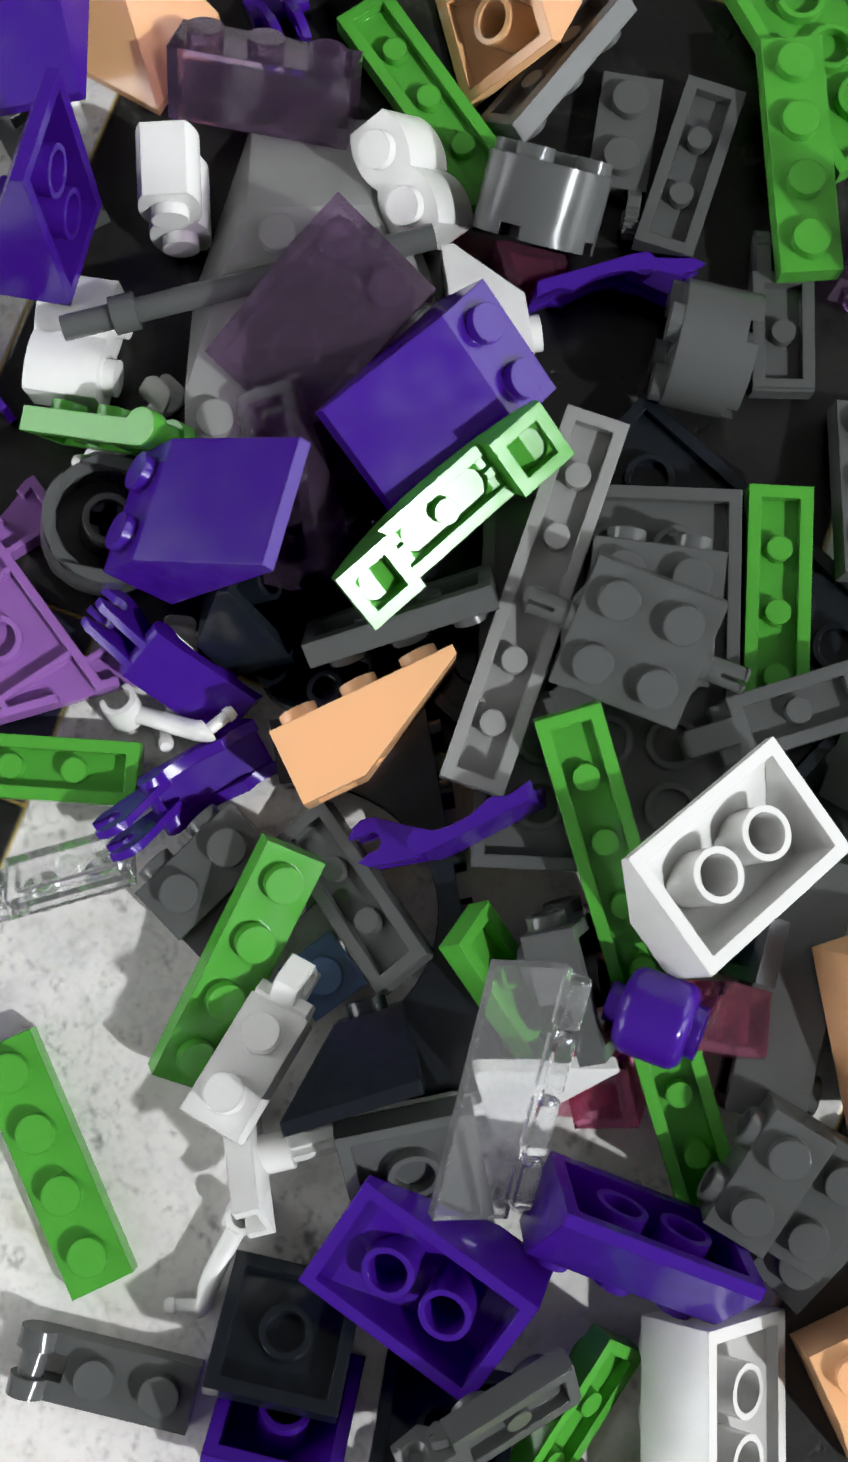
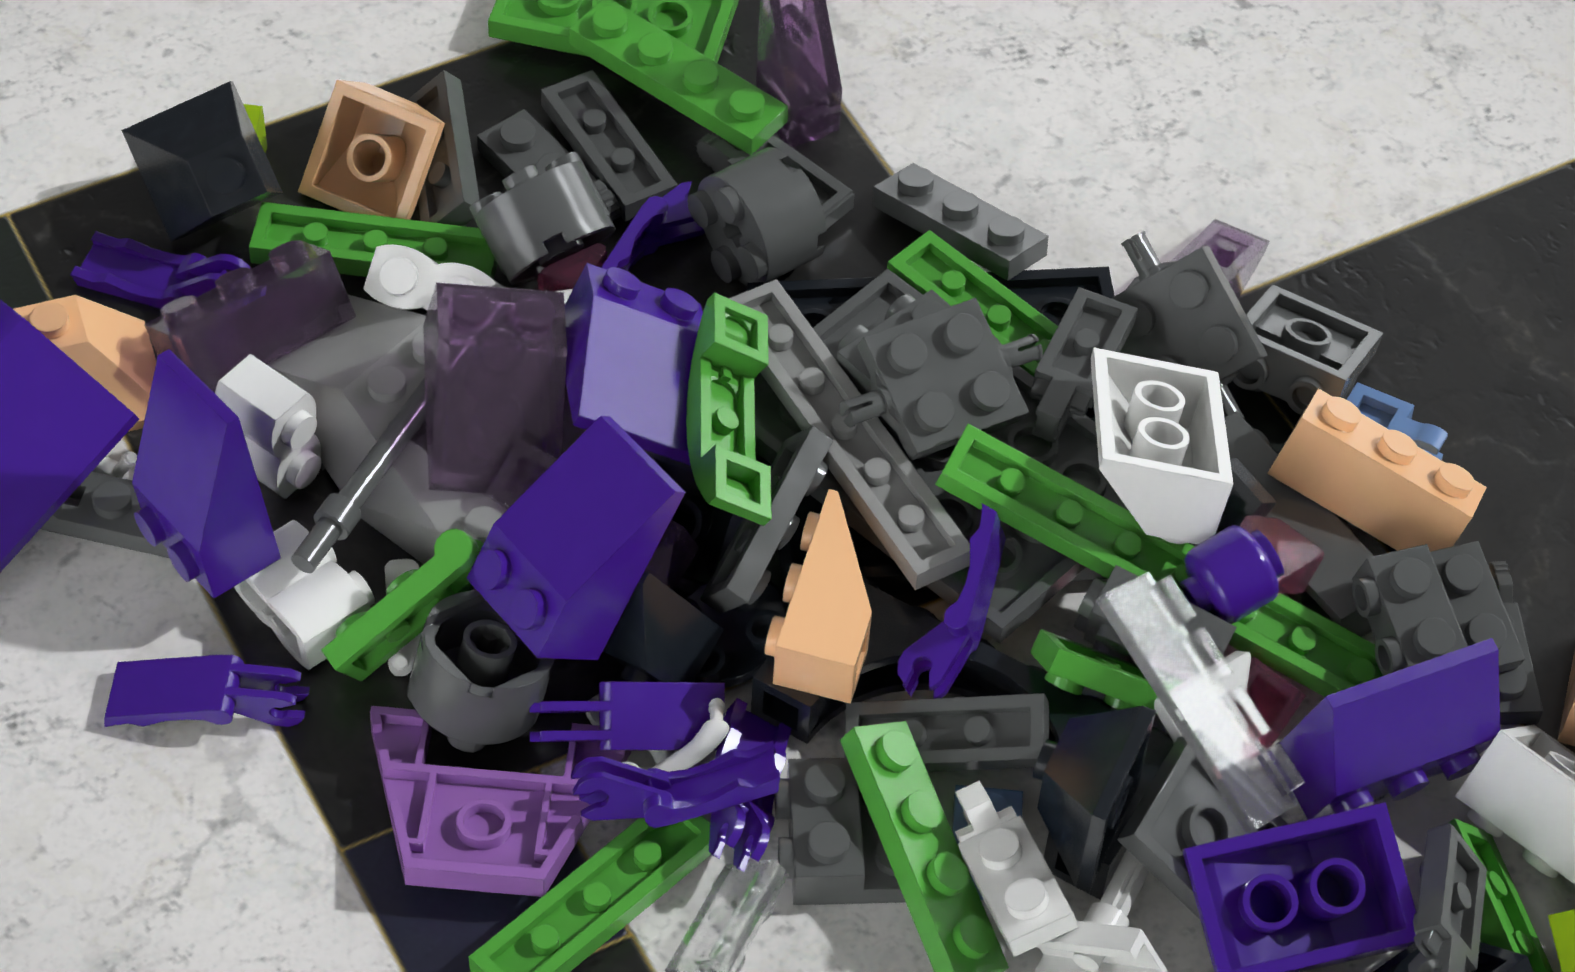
camera: 55 degrees left, 30 degrees down
(126, 757) = (674, 796): none -> dark purple arm

